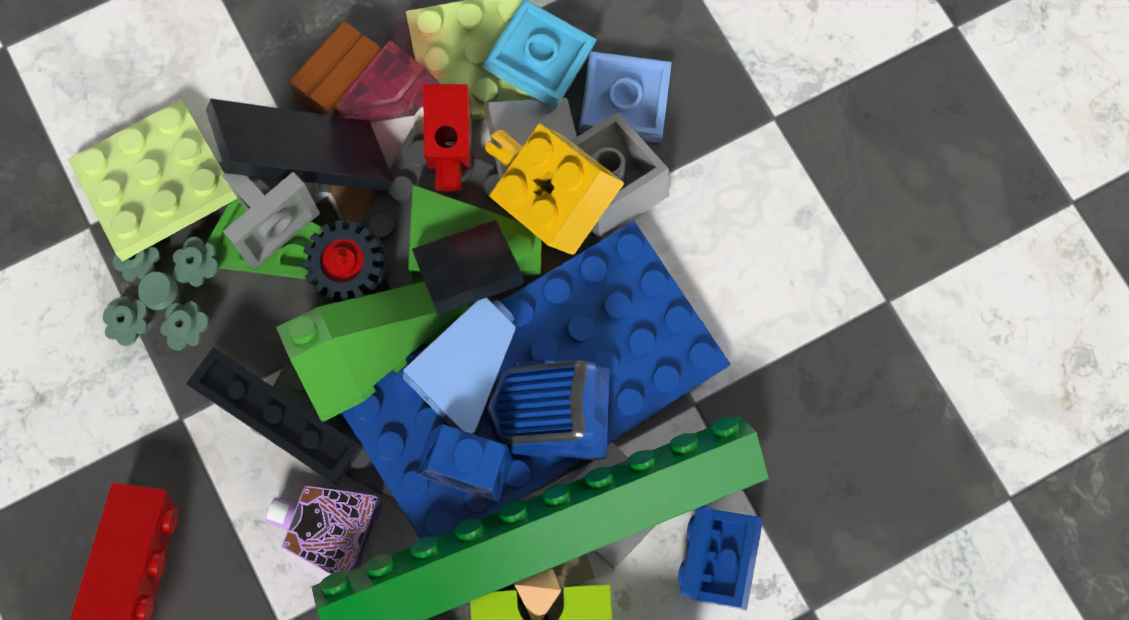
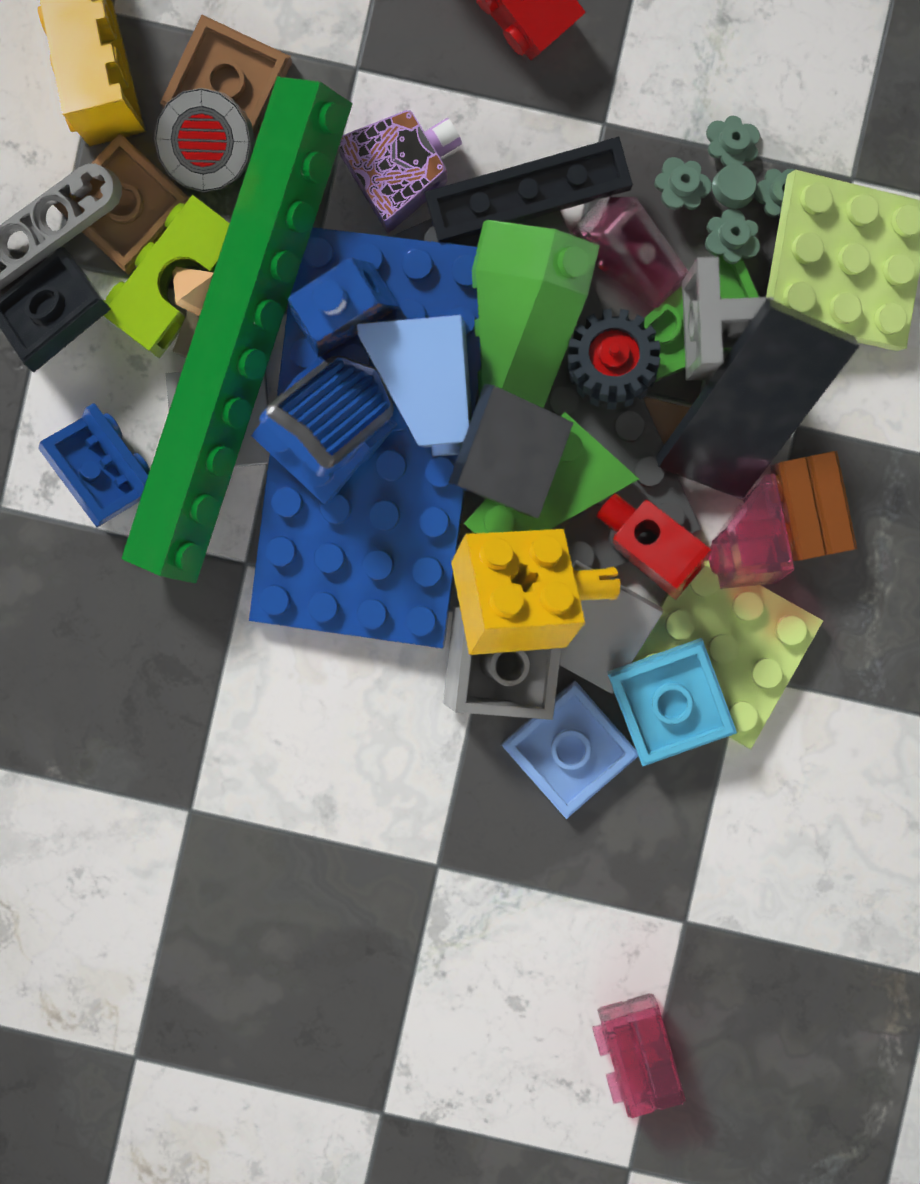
camera: 135 degrees right, 15 degrees up
(253, 318) = (632, 248): none -> clear pink slope

